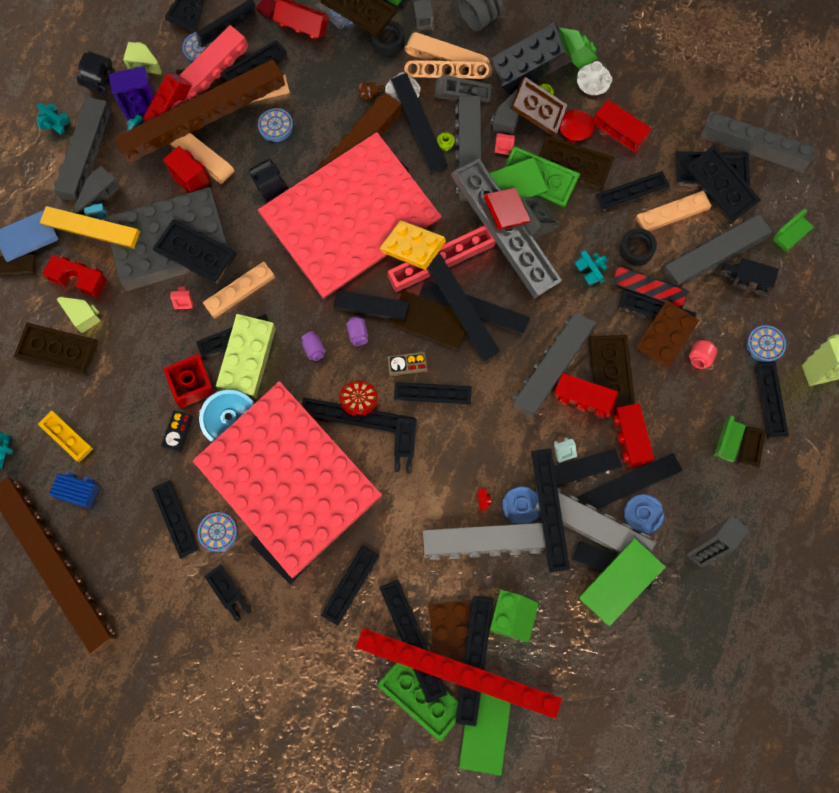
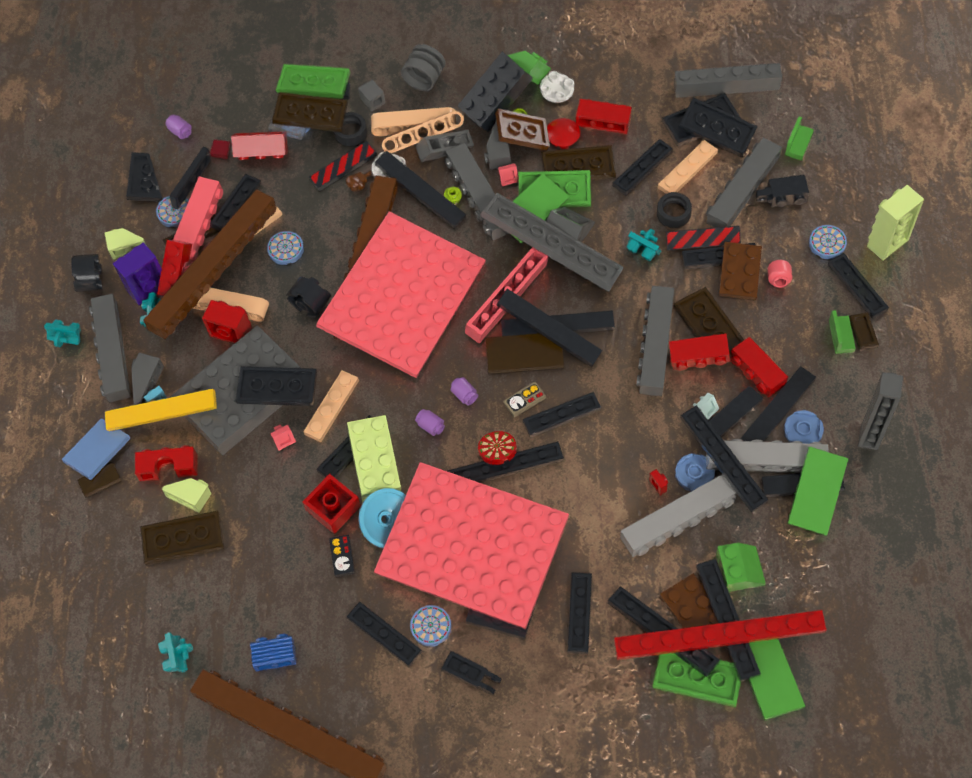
camera: 25 degrees left, 10 degrees down
(65, 436) = (236, 610): yellow plate -> none
(364, 70) = (342, 166): none -> black tile
(371, 305) = (464, 363): black tile -> none
(405, 442) = (561, 465): black hinge -> none
(413, 244) = (476, 291): yellow plate -> none
(507, 208) = (545, 224): tile -> none

